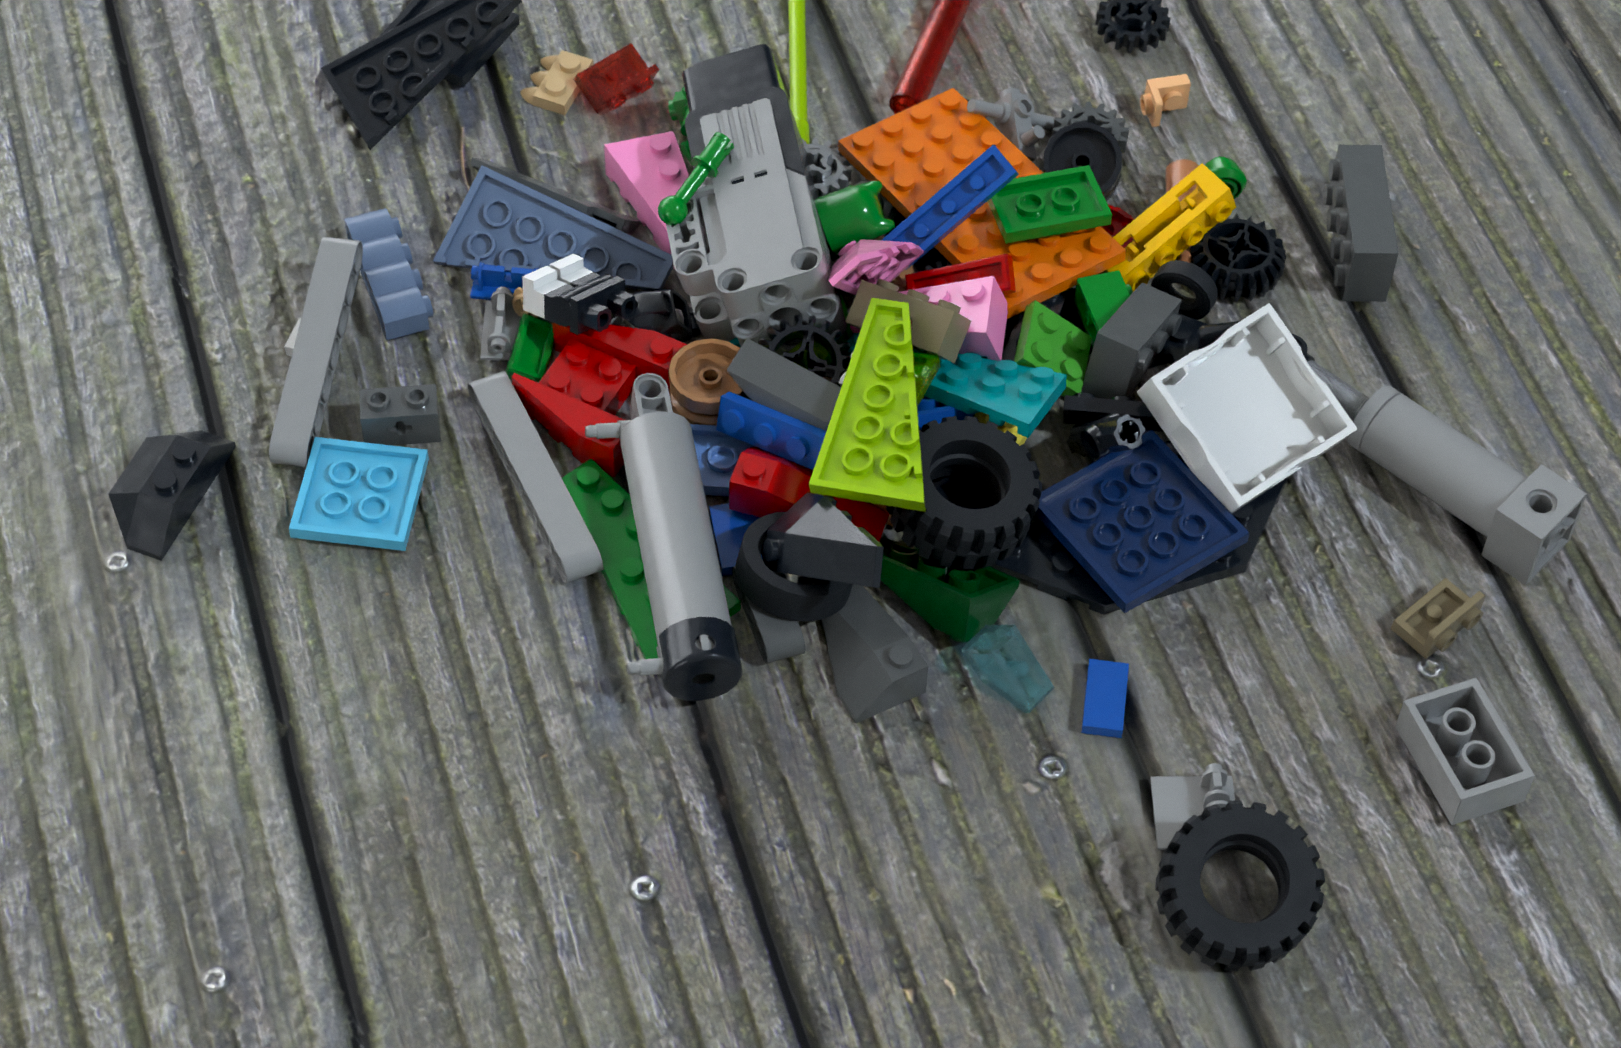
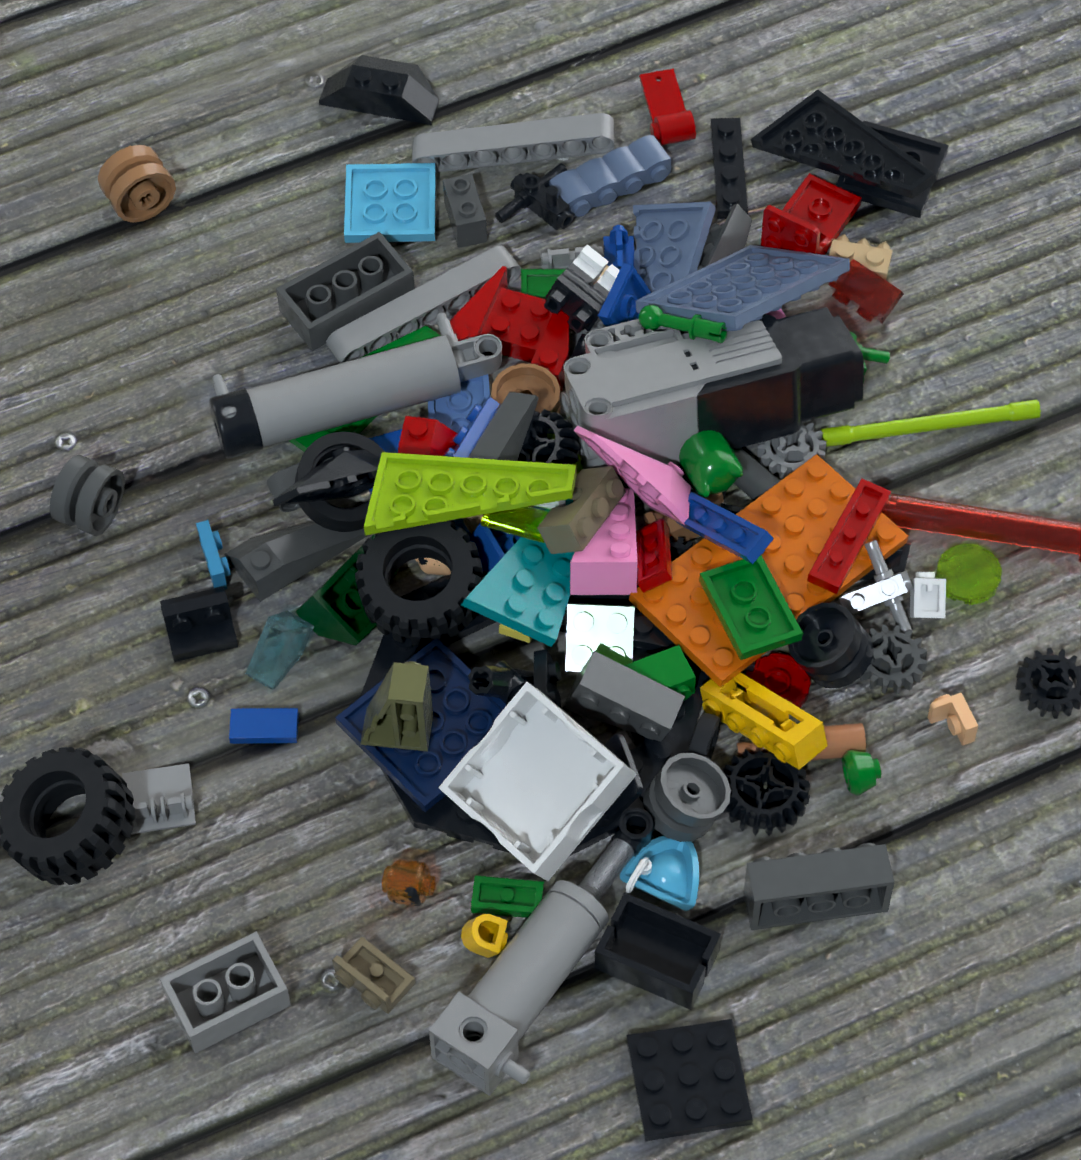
camera: 85 degrees right, 5 degrees up
(270, 749) = (136, 183): none -> medium nougat wheel
(297, 213) = (666, 108): none -> red door
(397, 344) = (539, 197): none -> black piece
(398, 171) = (728, 165): none -> black plate
(499, 544) = (344, 289): none -> dark grey brick
(507, 109) = (809, 218): none -> red bracket
(603, 260) = (621, 299): none -> blue tile
(621, 147) = (746, 285): none -> sand blue plate
(765, 840) = (87, 495): none -> dark grey wheel
(864, 725) = (210, 545): none -> dark azure plate
(953, 750) = (199, 624): none -> black bracket
(963, 118) = (849, 536): none -> red plate
(989, 64) = (970, 573): none -> clear neon green tile
(1013, 80) = (928, 596): none -> white bracket
(1154, 510) = (401, 709): none -> olive wedge
(1249, 288) = (687, 797): none -> dark grey wheel
(1328, 571) = (408, 882): none -> clear orange head
(1332, 344) = (665, 871): none -> medium azure hat
(1346, 489) = (506, 896): none -> green plate
(1395, 510) = (485, 935): none -> yellow plate
(1422, 362) = (657, 951): none -> black piece
(1555, 370) = (689, 1080): none -> black plate

